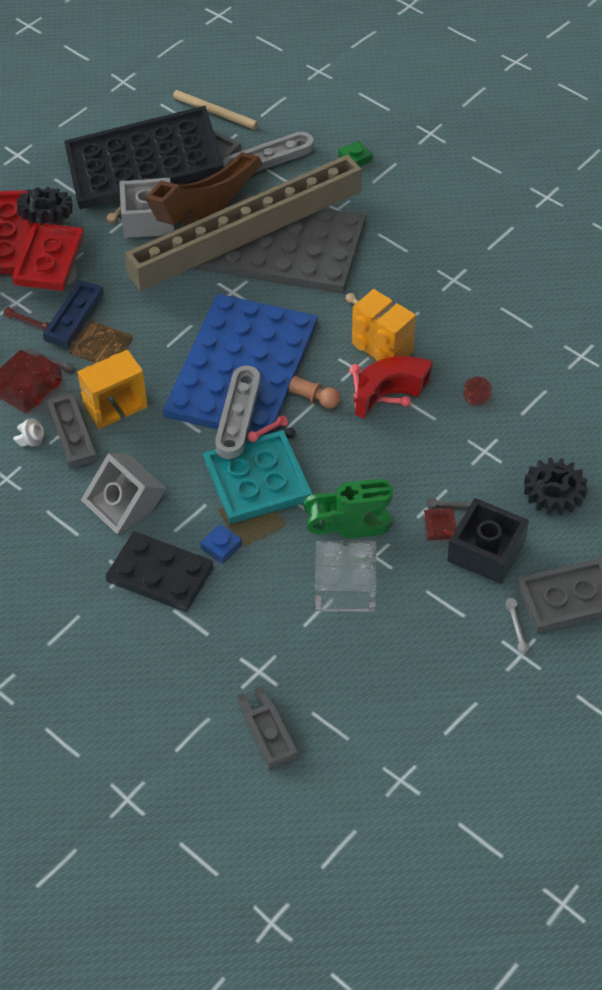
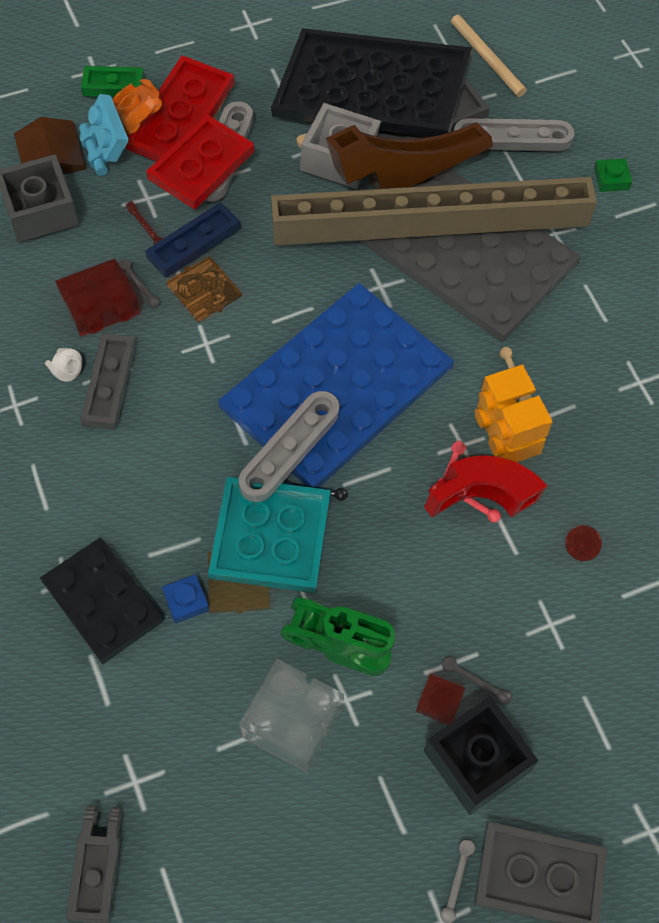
camera: 25 degrees right, 10 degrees up
(44, 205) = (229, 99): black gear -> none
(115, 378) = (163, 339): light orange piece -> none
(122, 492) = (116, 484): light grey slope -> none
(281, 421) = (338, 475): coral hinge -> none
(328, 397) = (406, 470): nougat pin -> none
(555, 486) = (615, 706): black gear -> none

